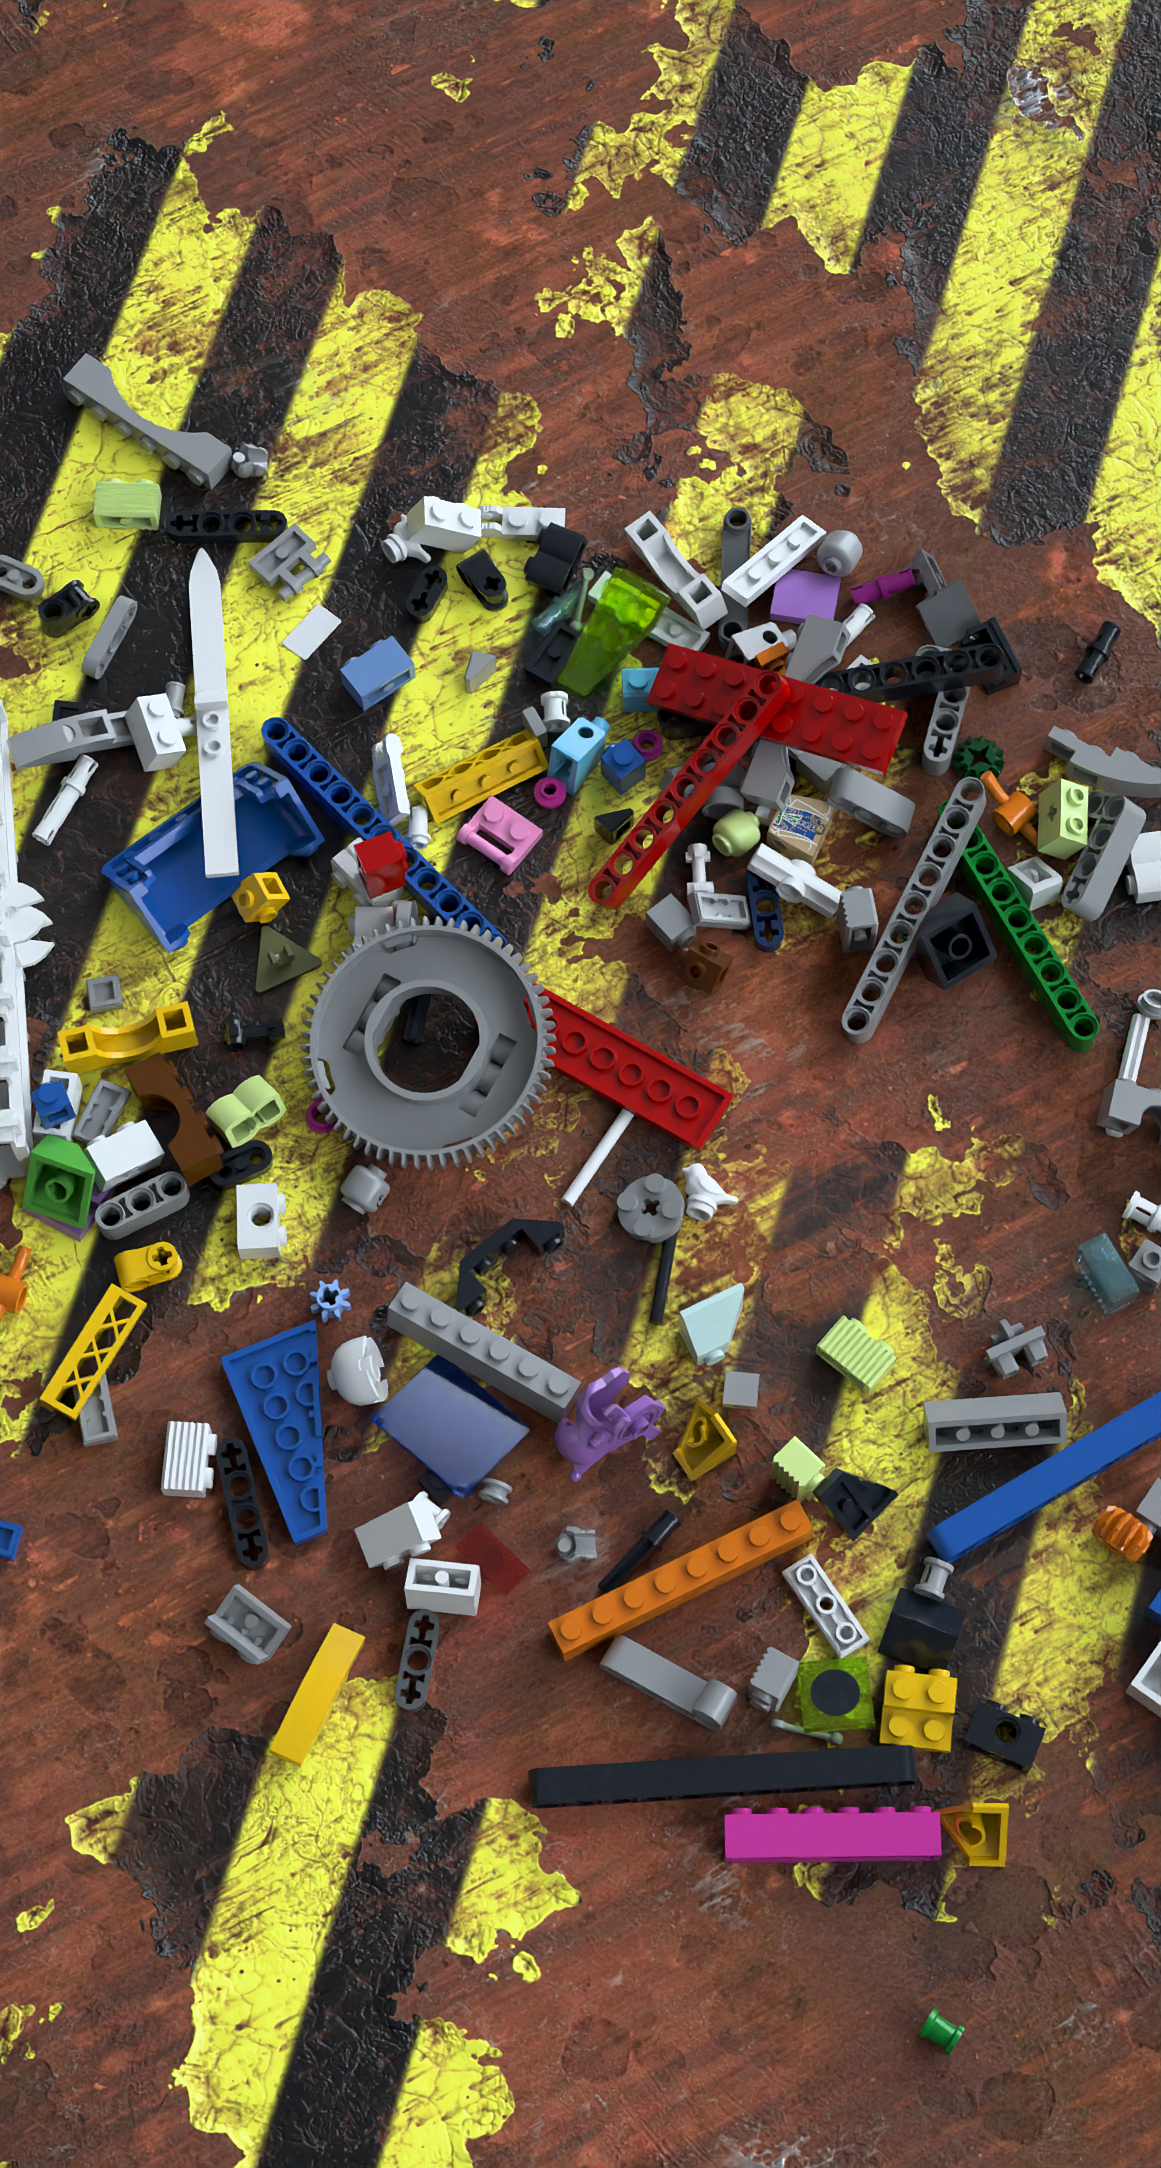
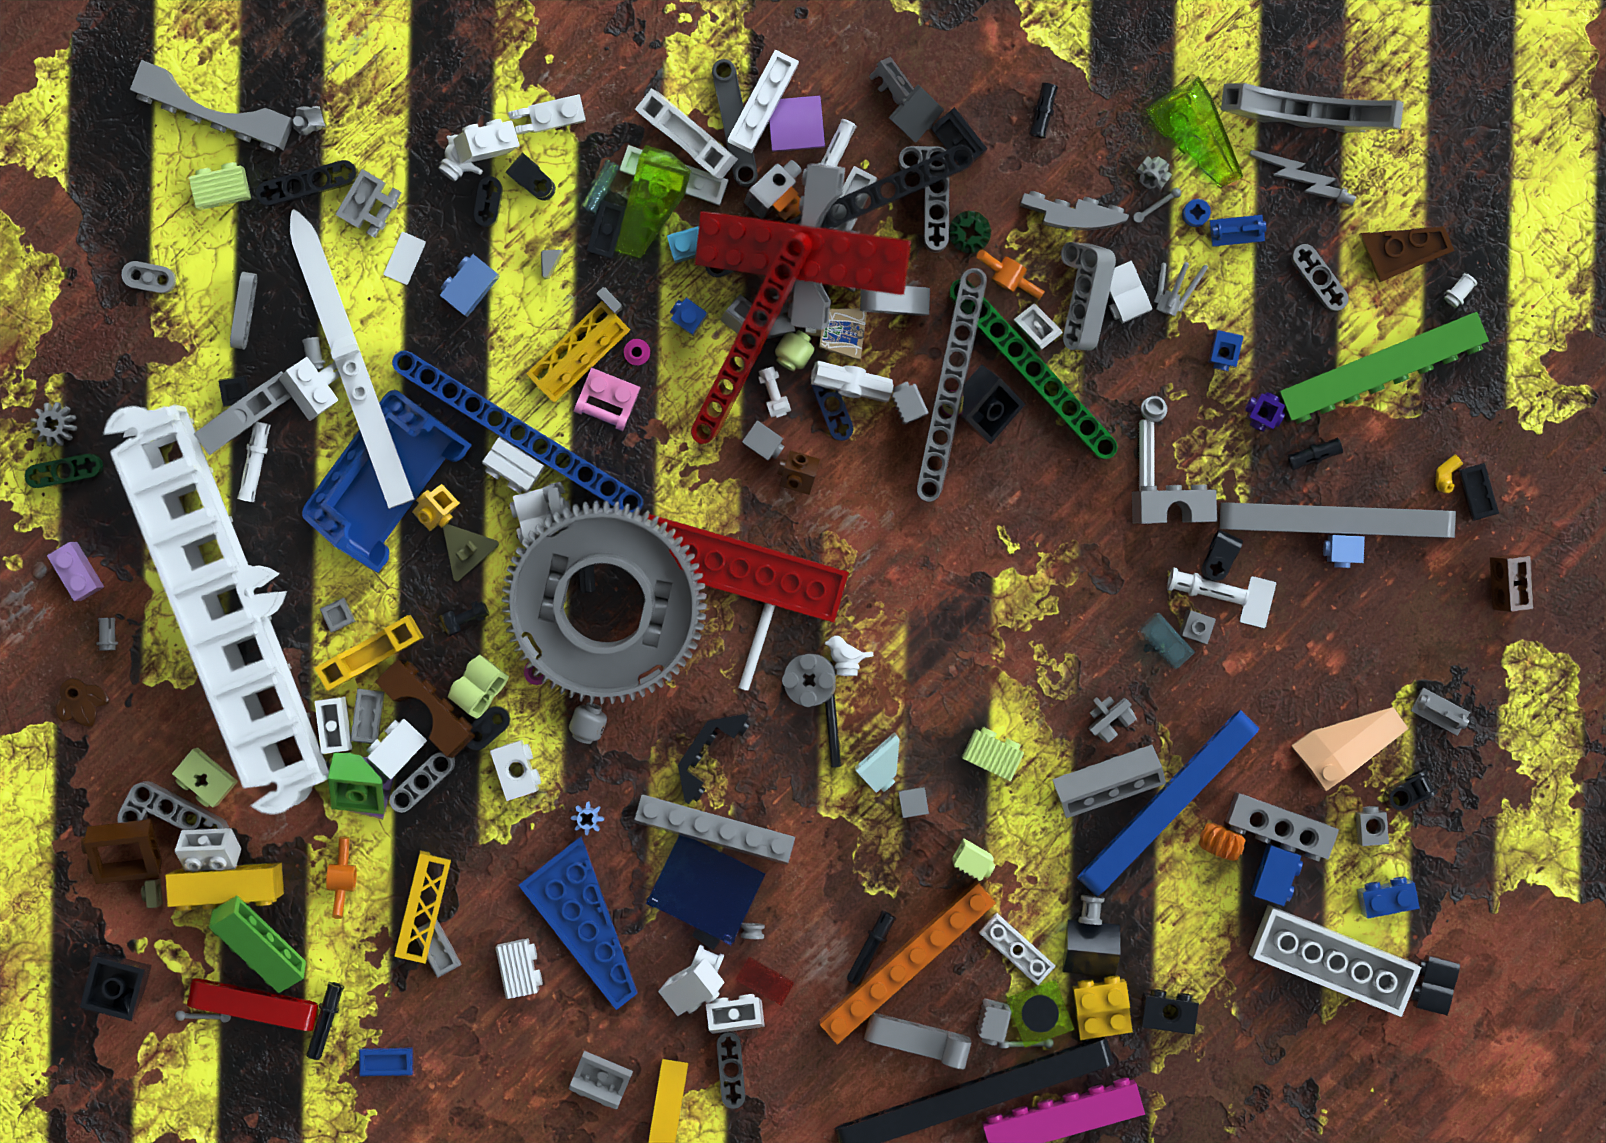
camera: 15 degrees left, 20 degrees up
(51, 1098) = (330, 732): blue brick -> none
(71, 605) = (201, 292): black piece -> none
(143, 1266) = (438, 829): yellow piece -> none
(244, 1503) = (566, 989): black beam -> none
(357, 1372) = (624, 870): white cylinder -> none
(381, 864) = (525, 466): red brick -> none
(390, 779) = (507, 376): white hinge -> none
(418, 828) = (541, 411): white pin -> none
(555, 559) = (584, 146): black brick -> none
(555, 711) = (621, 281): white bush -> none
(576, 1544) = (823, 954): light grey arm -> none
(578, 752) = (647, 322): medium azure torso -> none
(586, 574) = (615, 156): hinge -> none
(604, 1425) = (812, 877): medium lavender helmet -> none
(614, 824) = (696, 368): black slope -> none
(648, 737) = (700, 282): dark pink plate -> none
(704, 1442) = (895, 850): yellow slope -> none
(719, 910) = (798, 422): light grey plate -> none
(839, 553) = (814, 79): light grey head -> none
(853, 1501) = (1019, 868): black wing -> none
(883, 587) = (857, 99): magenta pin -> none
(978, 1831) = (1166, 1083): yellow slope -> none
(1063, 819) = (1049, 272): yellowish green brick -> none

